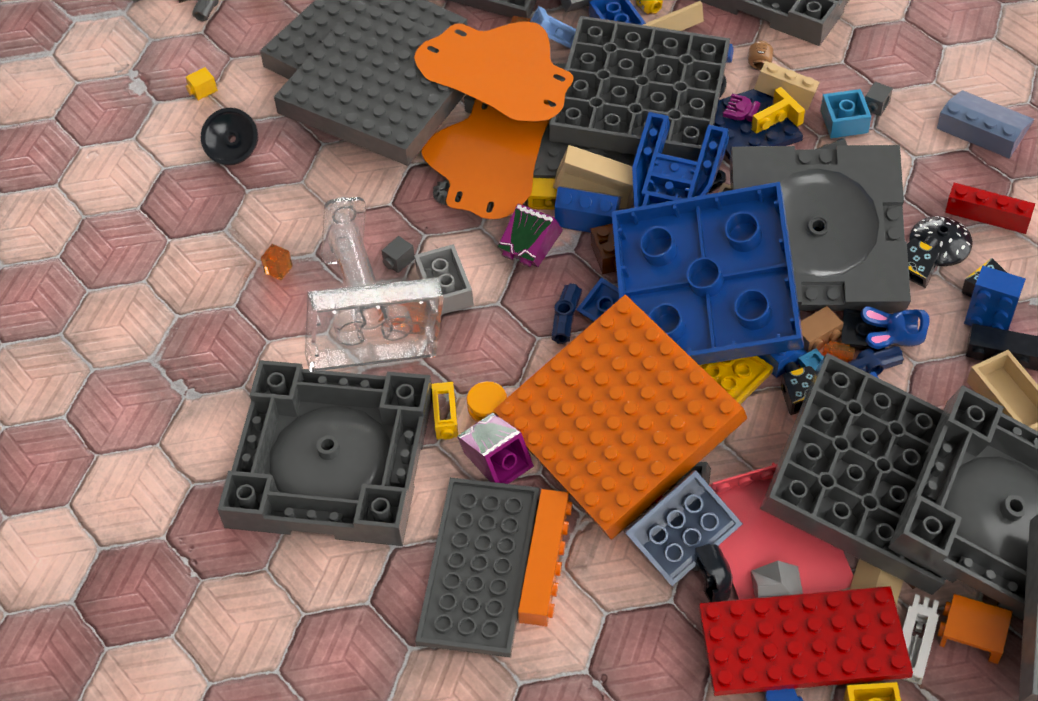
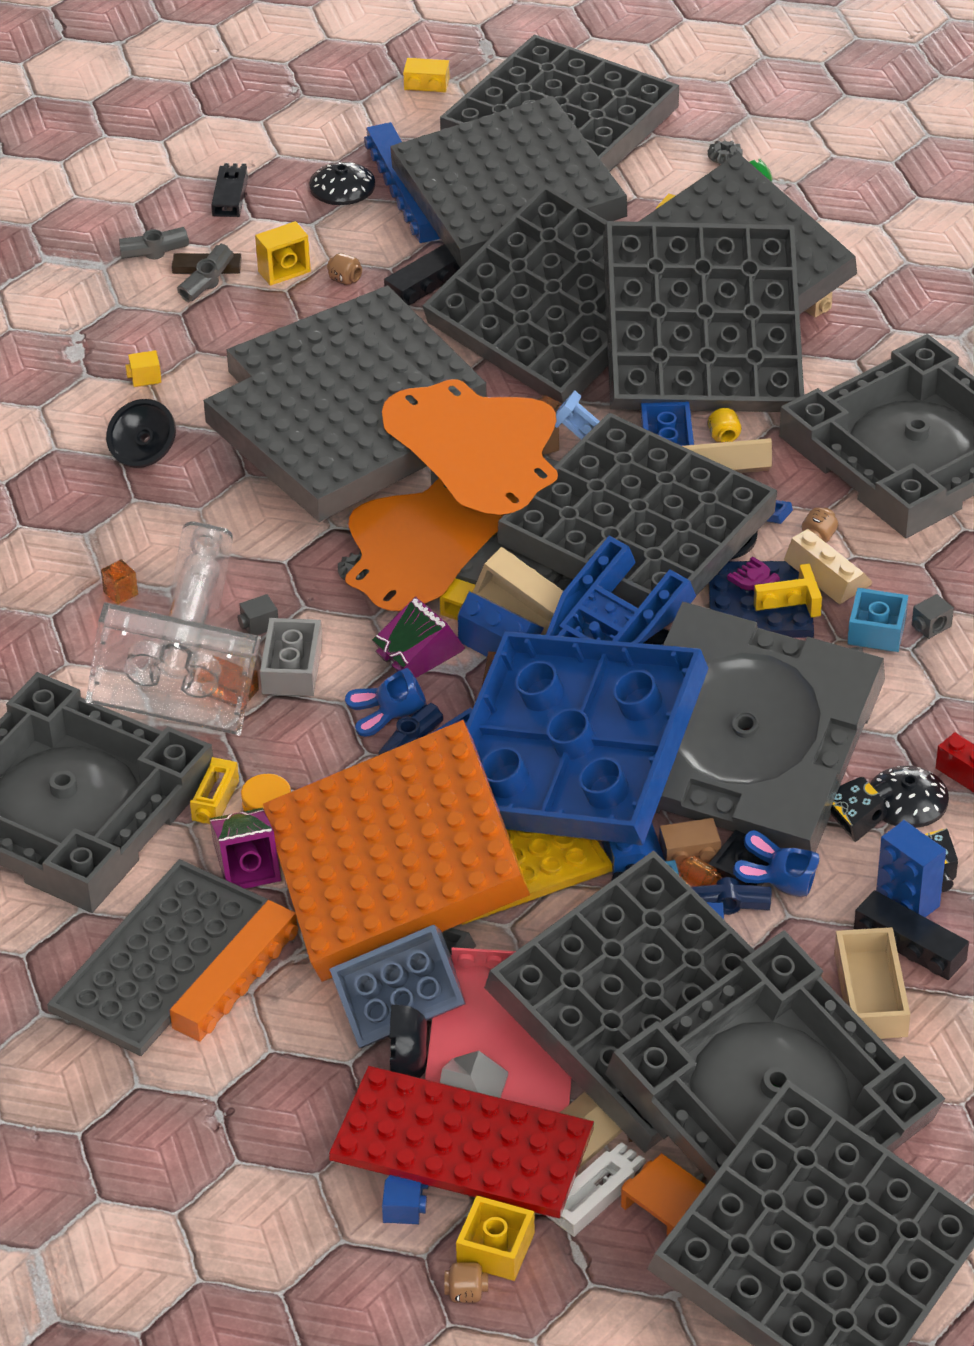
camera: 20 degrees right, 10 degrees down
(541, 286) = (397, 697): none -> blue piece

